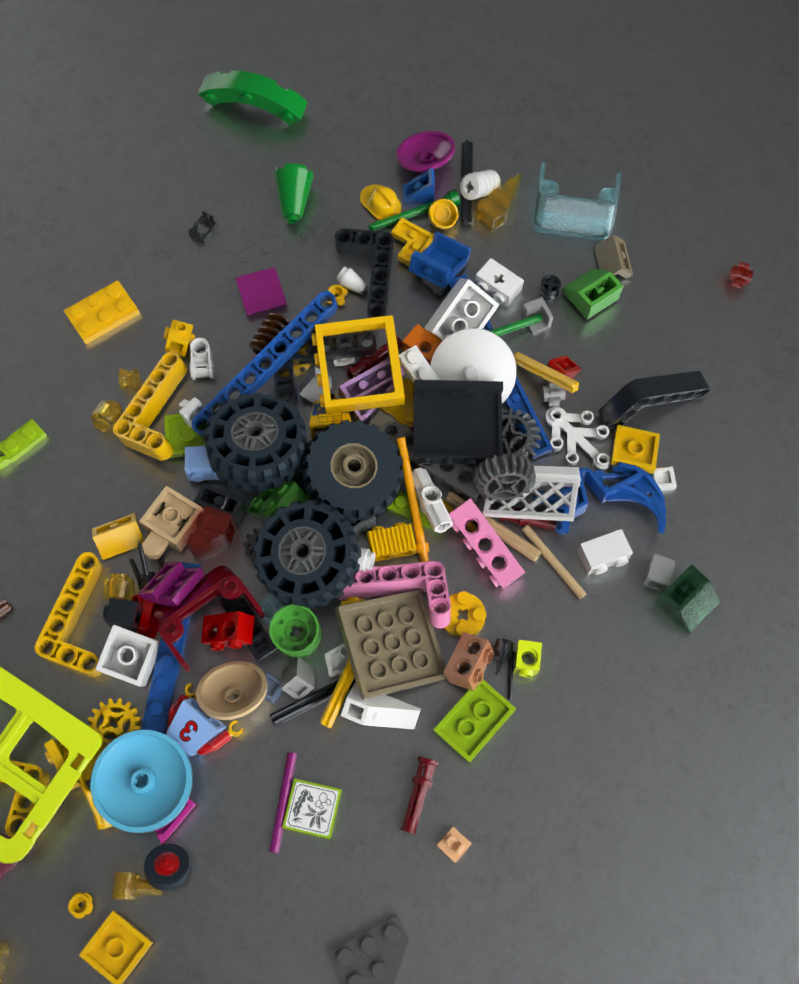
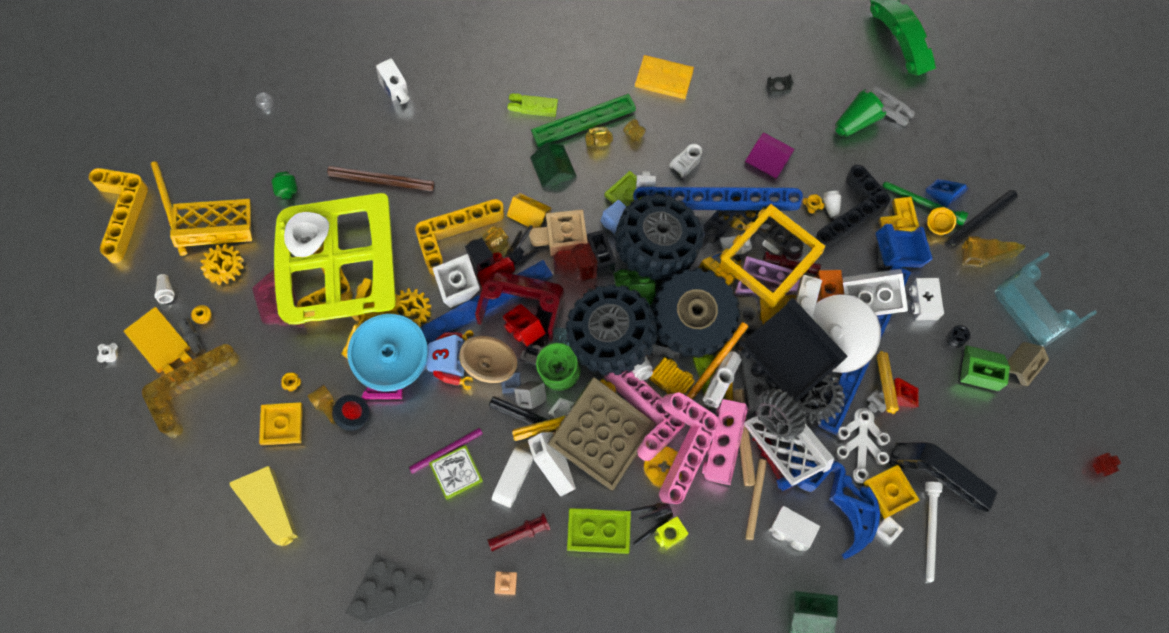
camera: 50 degrees right, 0 degrees up
(75, 415) = (583, 120): none -> green plate
(92, 477) = (552, 164): none -> clear green slope
(135, 421) = (625, 155): yellow beam -> none
(171, 584) = (522, 266): magenta slope -> none
(178, 333) = (688, 134): yellow brick -> none
(270, 328) = (749, 181): reddish brown piece -> none
(311, 160) = (893, 107): none -> light grey hinge
(362, 758) = (512, 477): none -> white beam
(380, 201) = (910, 174): yellow piece -> none
(425, 151) = (977, 171): magenta dish -> none
(464, 660) = (633, 494): nougat brick -> none
(471, 576) = (689, 445): none -> bright pink beam
(479, 184) = (988, 225): white piece -> none
(517, 325) = (904, 335): green bar -> none
(535, 307) = (927, 344): light grey panel -> none
(659, 572) = (813, 579): light grey panel -> none
(660, 417) = (933, 491): none -> white piece

